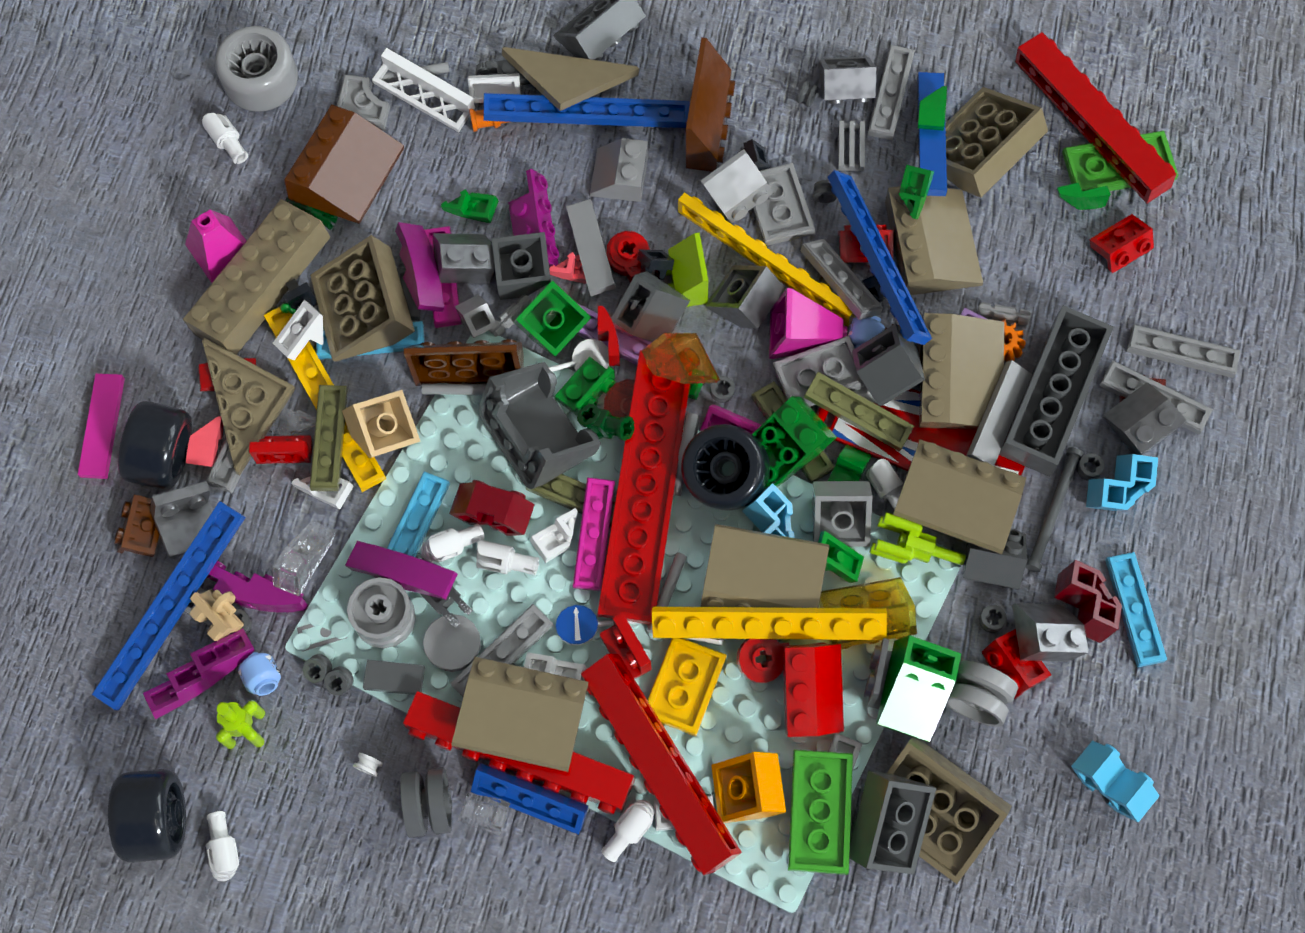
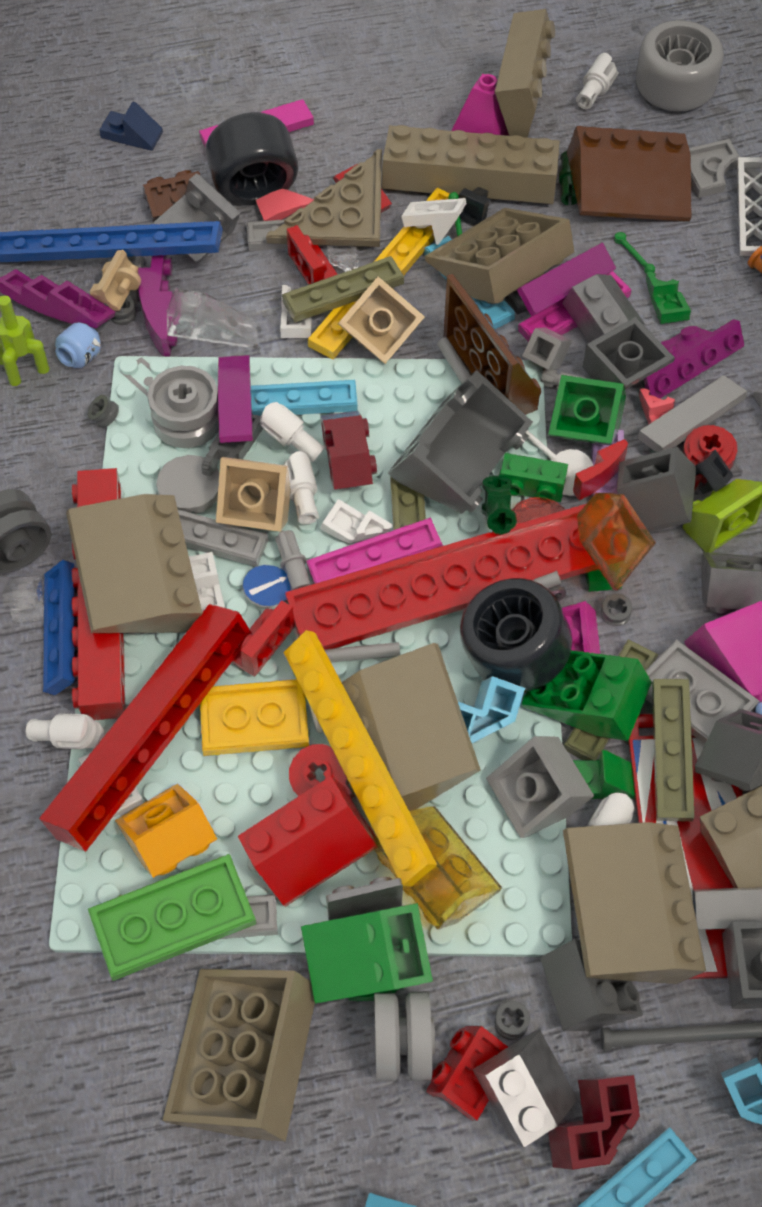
camera: 60 degrees right, 10 degrees down
(41, 527) = (132, 128): none -> dark blue slope
(206, 185) = (523, 69): none -> dark tan slope
(309, 671) = (107, 386): dark grey bush -> none
(367, 764) = (29, 472): white bush -> none
(392, 206) = (620, 238): none -> green hinge
(393, 677) = (128, 452): dark grey tile -> none
(505, 598) = (253, 494): none -> tan slope
(568, 595) = (292, 560): none -> light grey axle
(841, 558) = (482, 803): green slope -> none
(891, 823) = (193, 1001): dark grey slope -> none
(911, 543) = (546, 878): lime plant -> none

